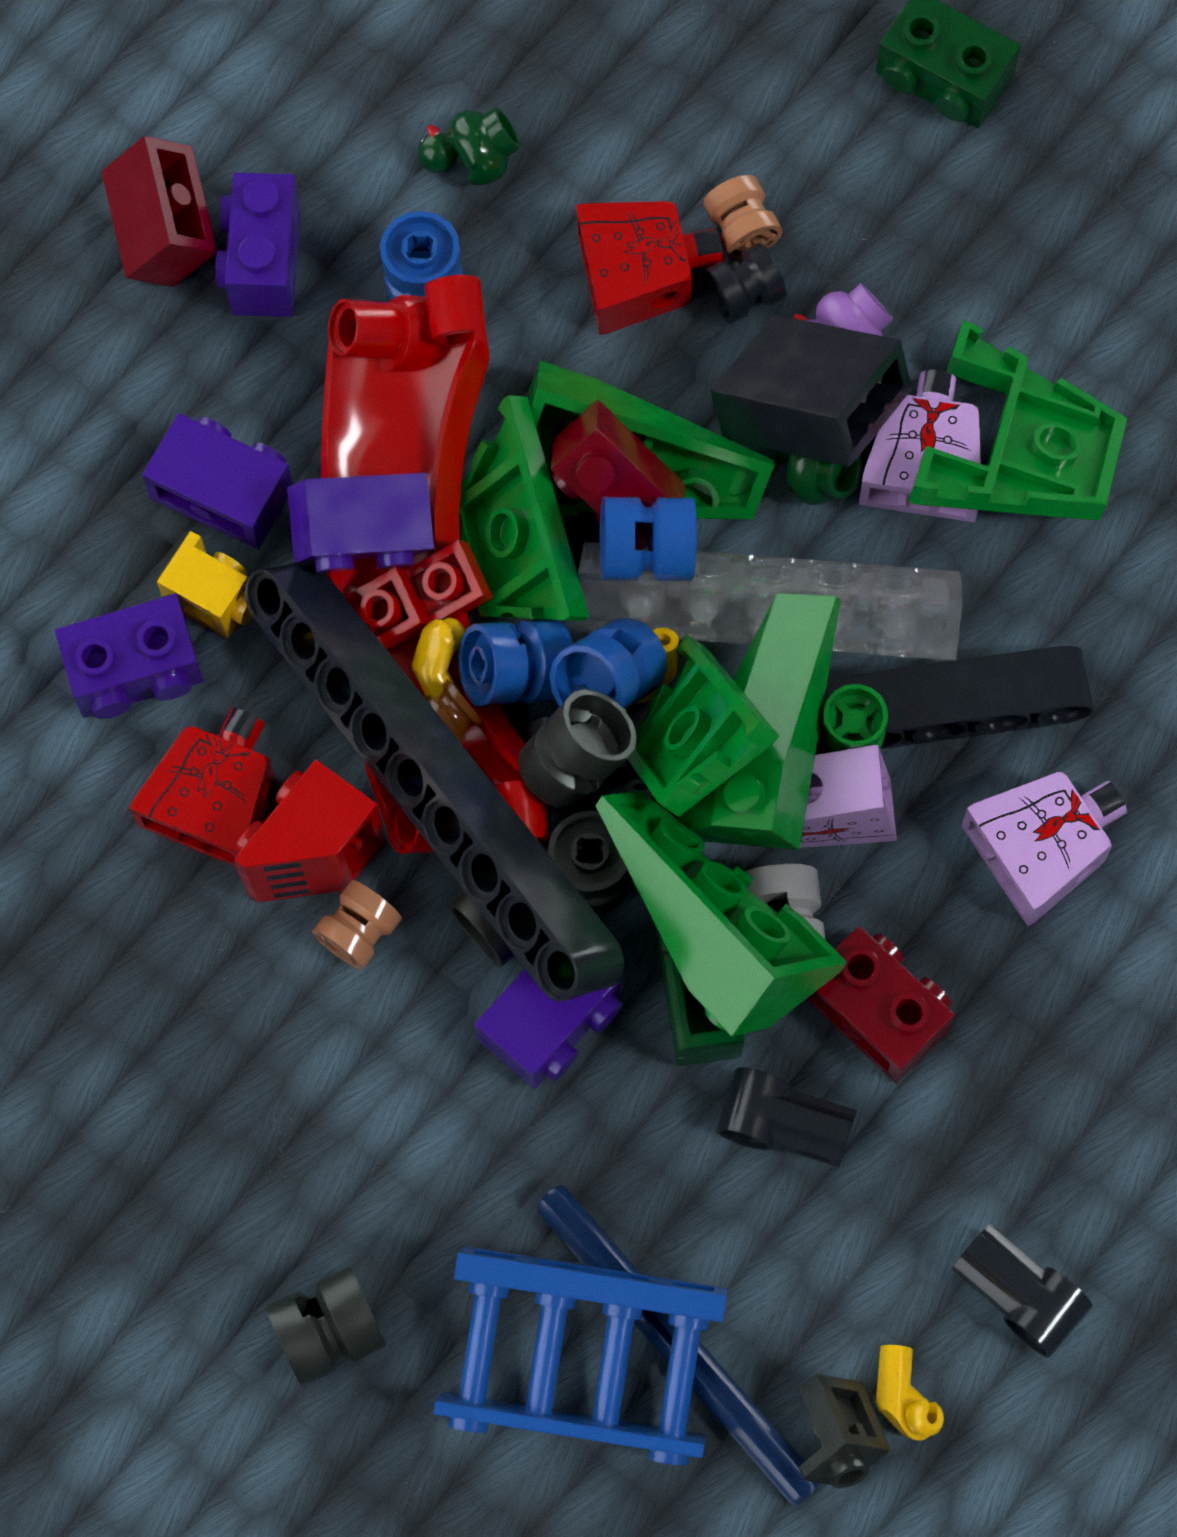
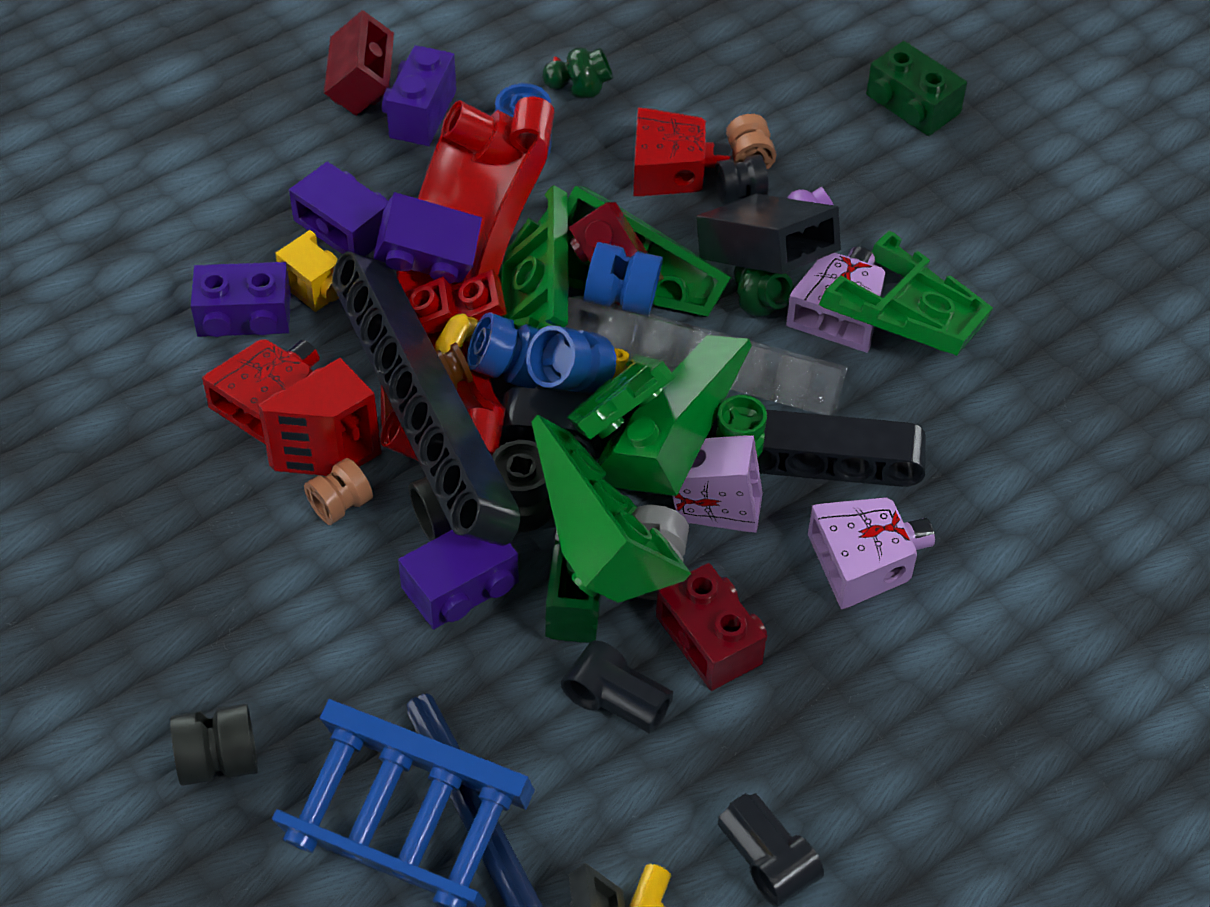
camera: 10 degrees right, 20 degrees down
(577, 749) = (534, 387): pearl dark grey wheel -> none

